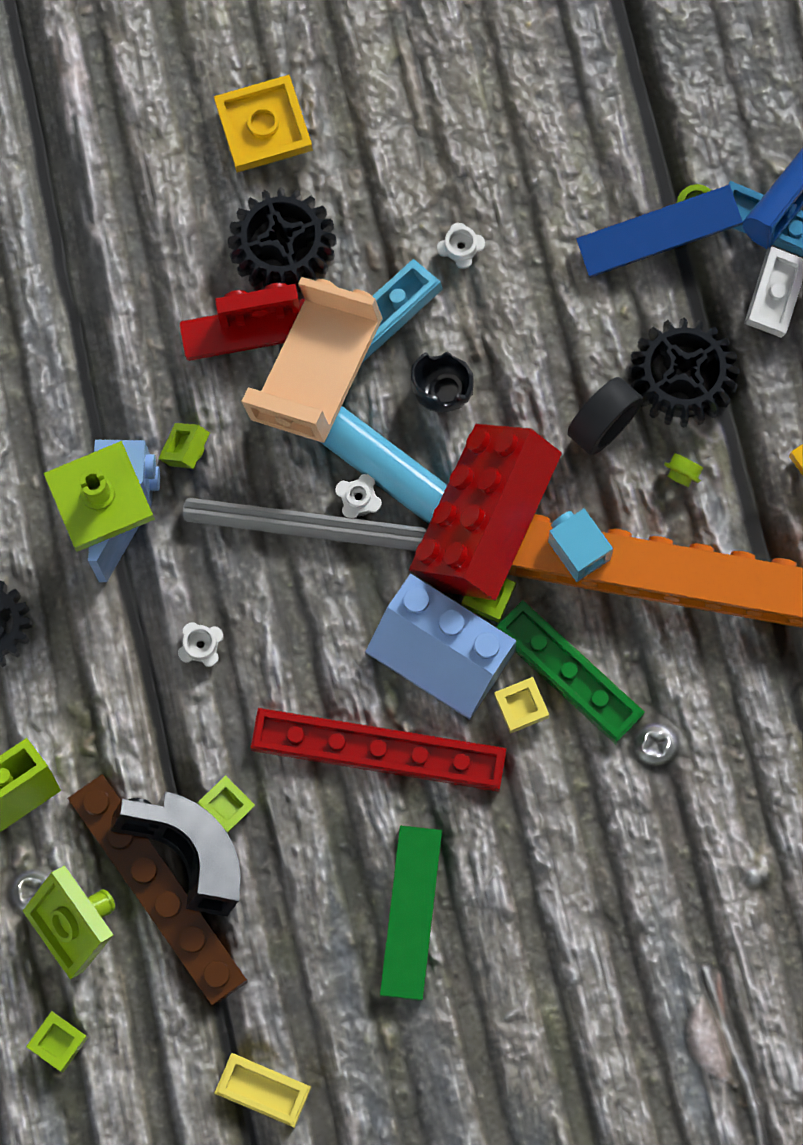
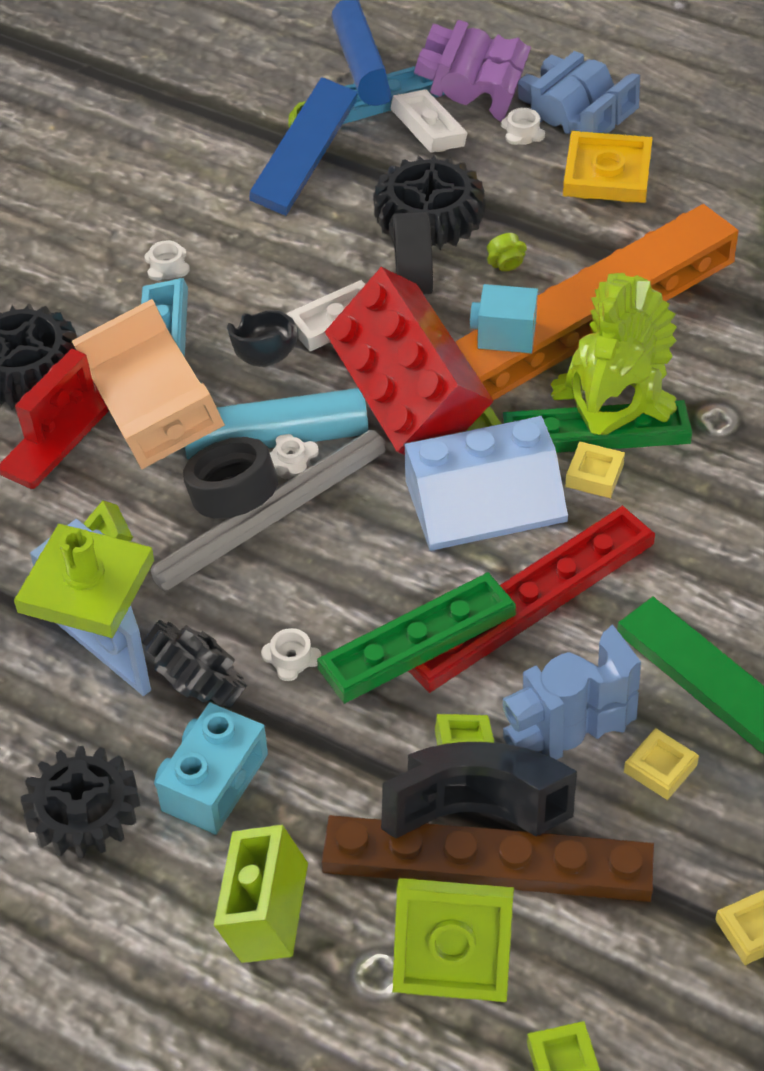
camera: 50 degrees left, 25 degrees down
(72, 676) = (211, 767): none -> medium azure brick
(124, 603) = (194, 664): none -> black gear
(274, 712) = (416, 637): none -> green tile
(295, 852) = (575, 698): none -> medium blue hips
(296, 455) = (235, 495): none -> black tyre
(316, 937) = (661, 763): none -> light yellow tile
(510, 407) = (318, 315): none -> white plate
(608, 652) = (625, 349): none -> lime piece

